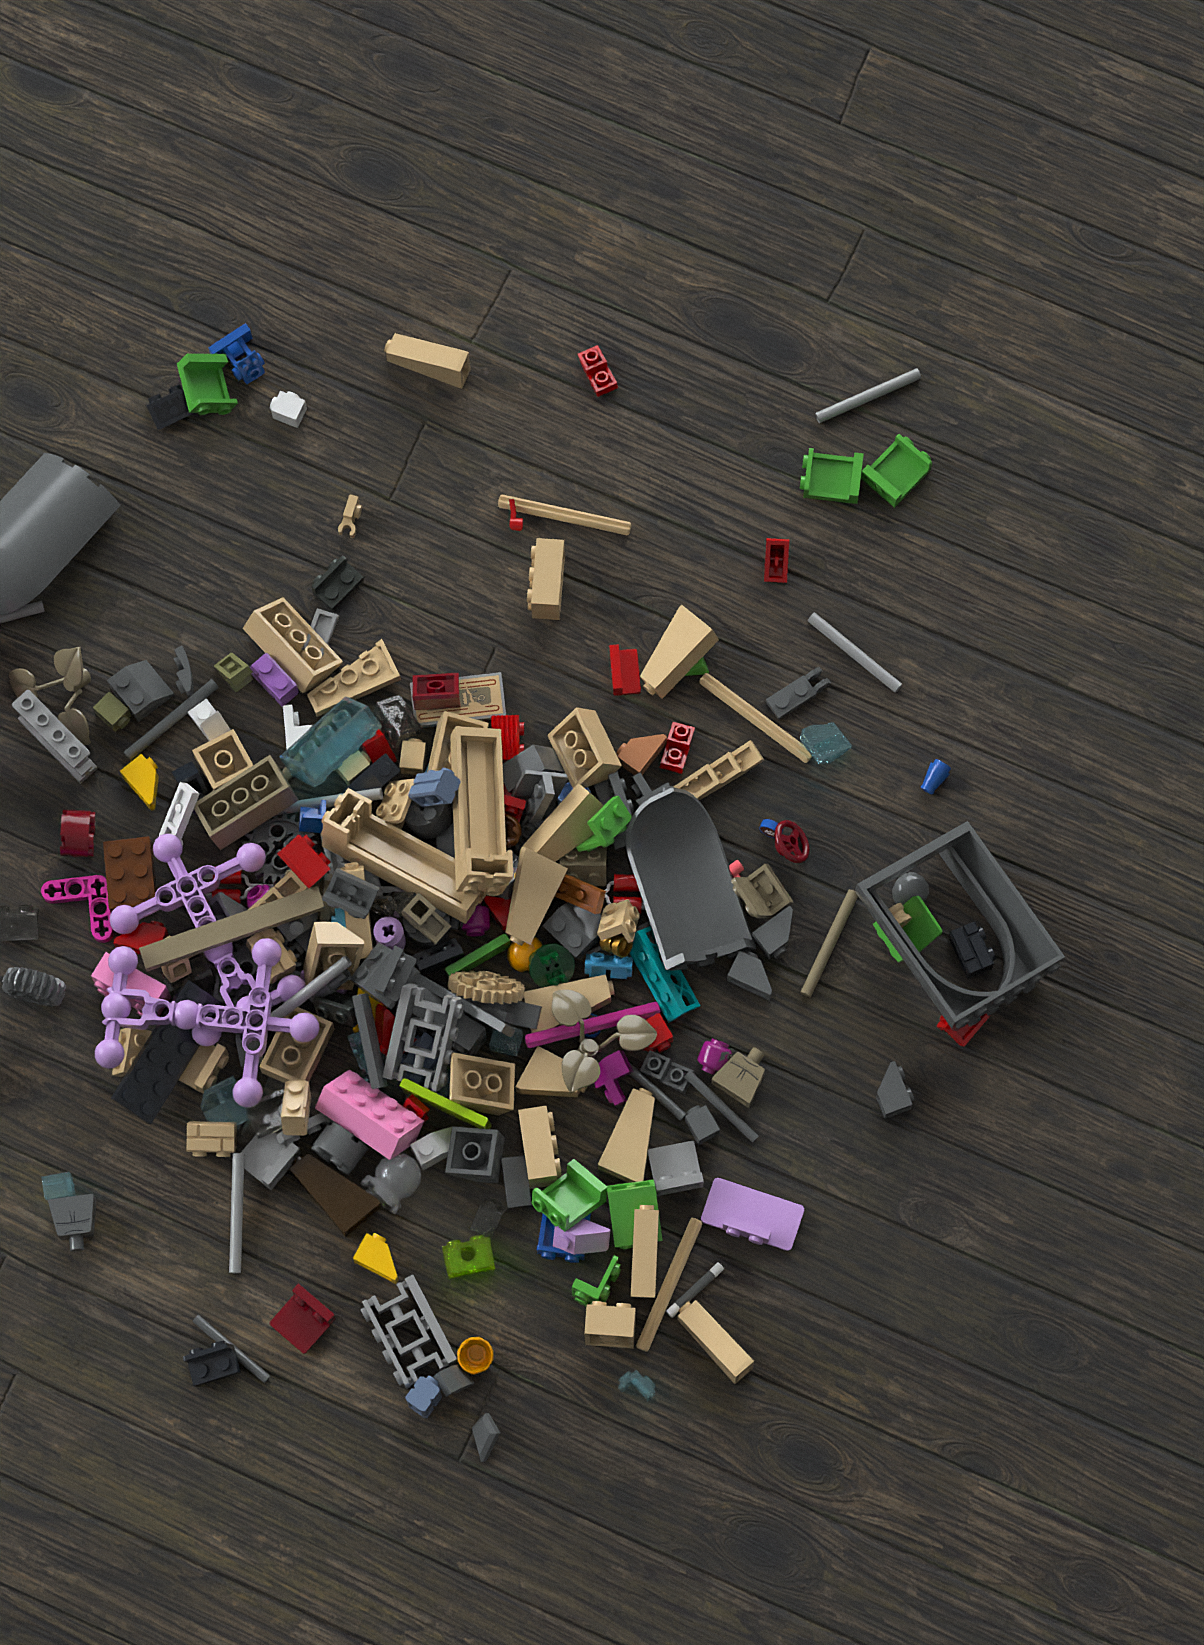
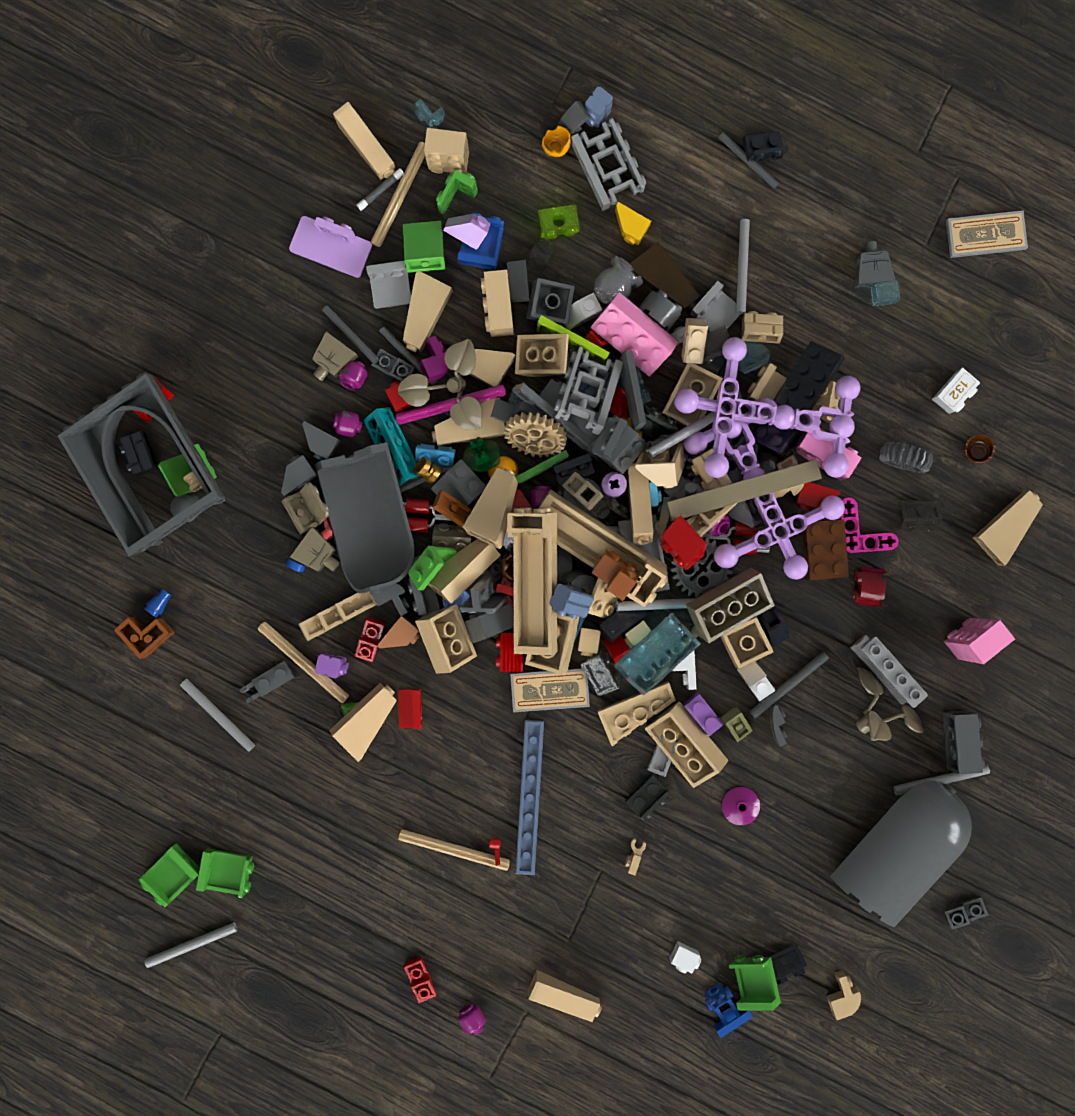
camera: 175 degrees right, 15 degrees up
(99, 370) = (845, 1001): none -> tan brick
(112, 712) = (838, 692): olive brick -> none
(140, 689) = (814, 712): dark grey slope -> none
(143, 779) = (813, 632): yellow slope -> none
(180, 811) = (784, 598): white plate -> none
(228, 590) = (731, 803): none -> magenta dish
(302, 1319) = (691, 178): dark red bracket -> none
(311, 818) = (674, 590): blue panel -> none
(350, 894) = (645, 510): dark grey bracket -> none
(381, 824) = (616, 573): none -> dark orange brick
(436, 691) = (567, 697): dark red slope -> none
(477, 578) = (529, 797): none -> sand blue tile
(485, 1436) = (550, 80): dark grey piece -> none
(534, 330) = (471, 1019): none -> magenta head
(546, 578) = (470, 791): tan brick -> none
(570, 1196) = (474, 257): bright green panel -> none
(619, 919) = (424, 486): tan bracket -> none
(644, 1252) = (416, 206): tan slope -> none
(701, 1124) = (366, 320): dark grey brick -> none
(718, 997) = (347, 423): none -> magenta head
(719, 711) = (331, 665): none -> medium lavender brick
(747, 844) = (315, 552): none -> dark tan torso
(776, 560) = (277, 798): red slope -> none
(787, 844) = (281, 550): dark red piece -> none
(824, 742) = (247, 638): clear light blue slope -> none
(829, 943) = (254, 467): dark tan piece -> none
(892, 1093) = (212, 338): dark grey slope -> none
(947, 731) = (144, 640): none -> dark orange brick

